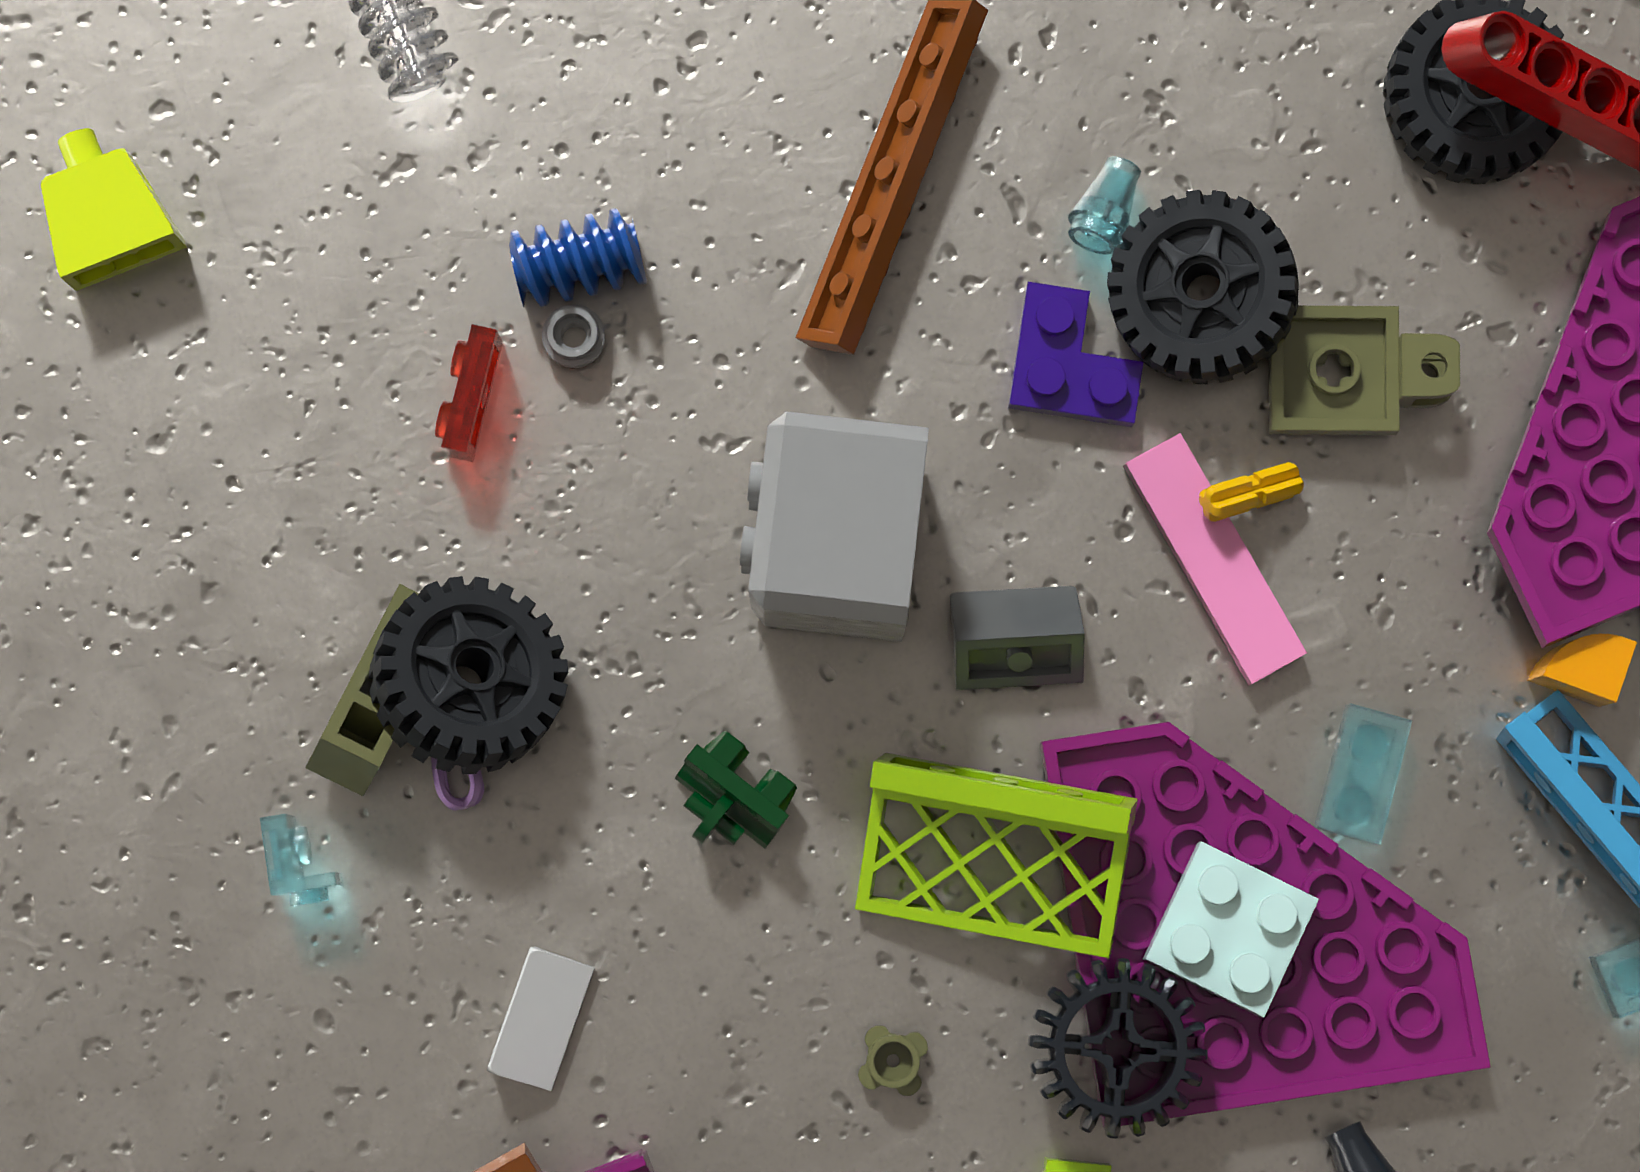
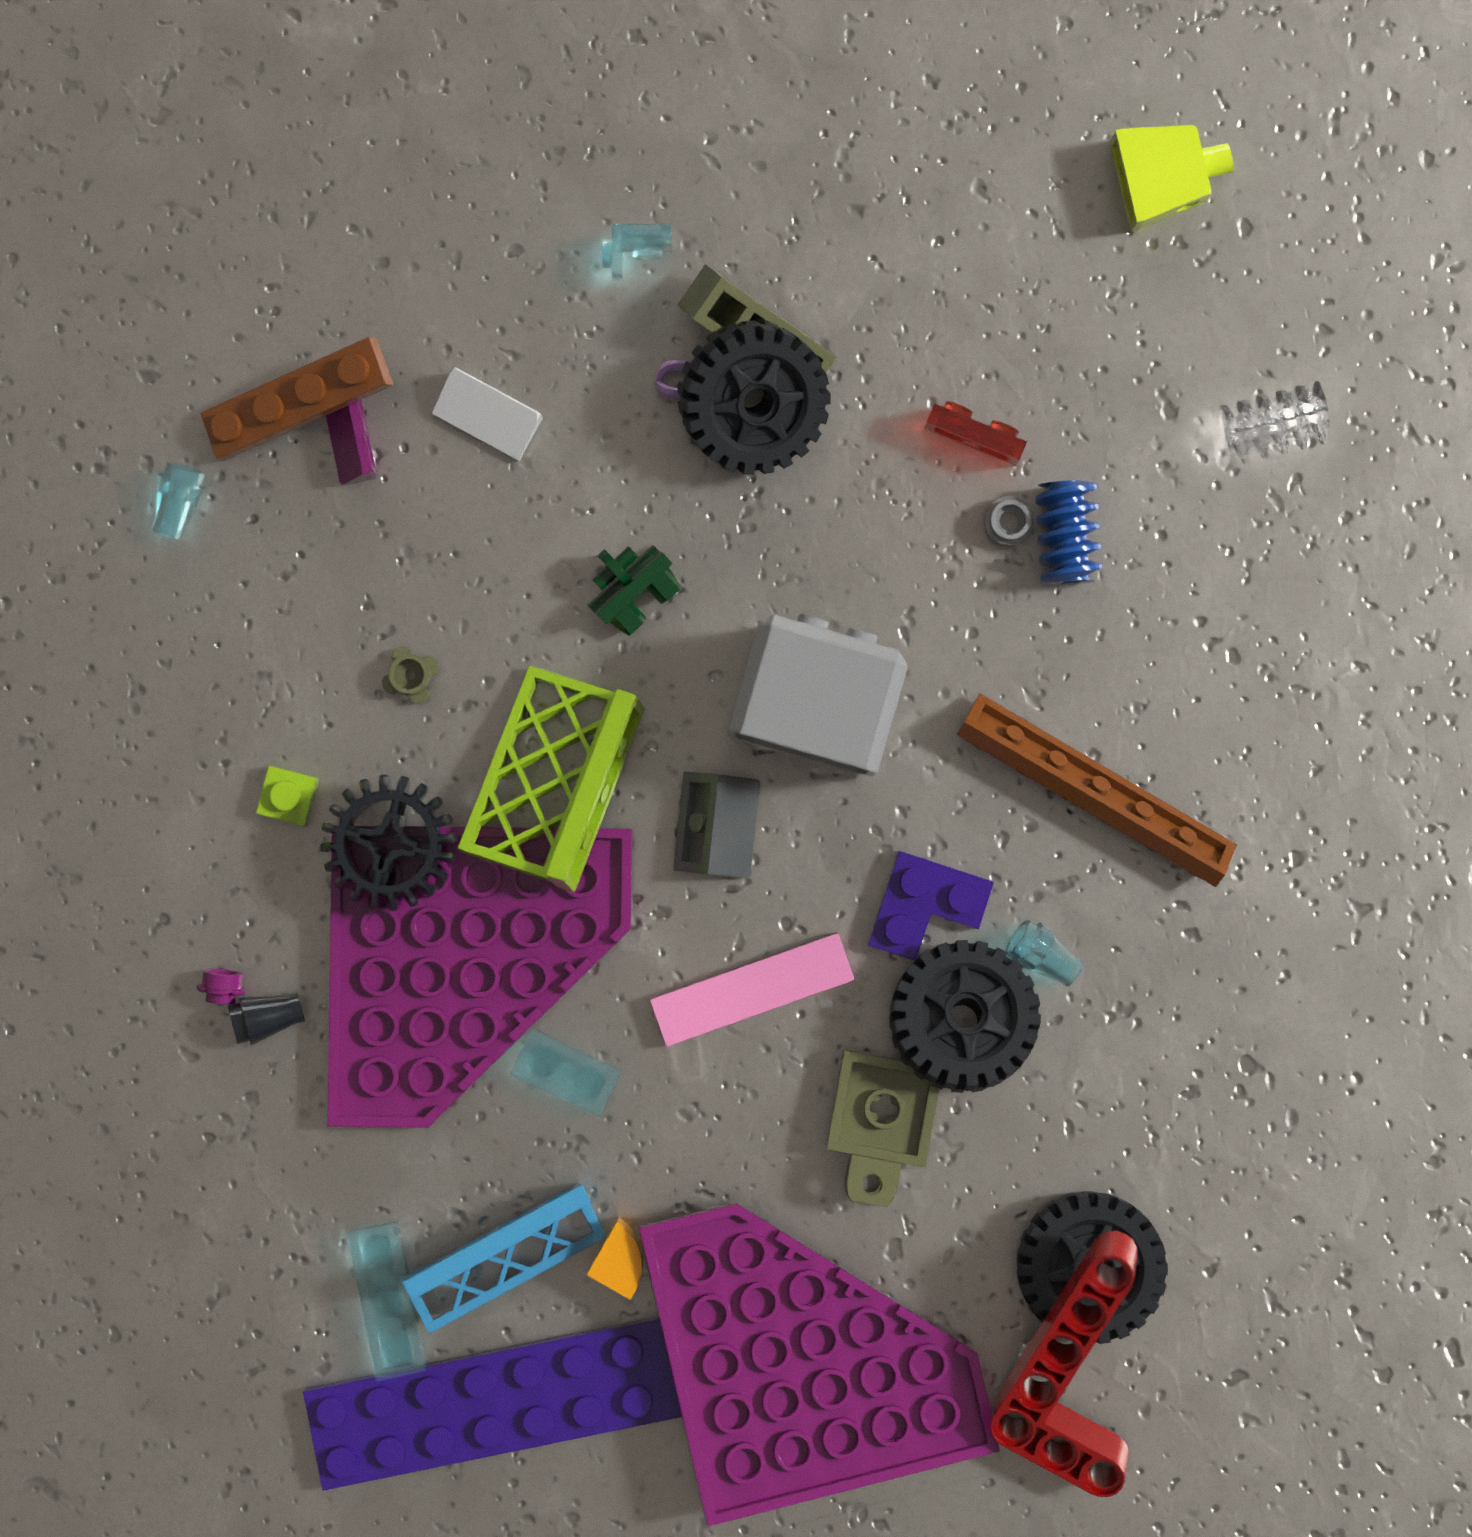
camera: 100 degrees right, 5 degrees up
(1230, 929) = (464, 946): light aqua plate -> none
(1251, 491) = (798, 1025): yellow piece -> none

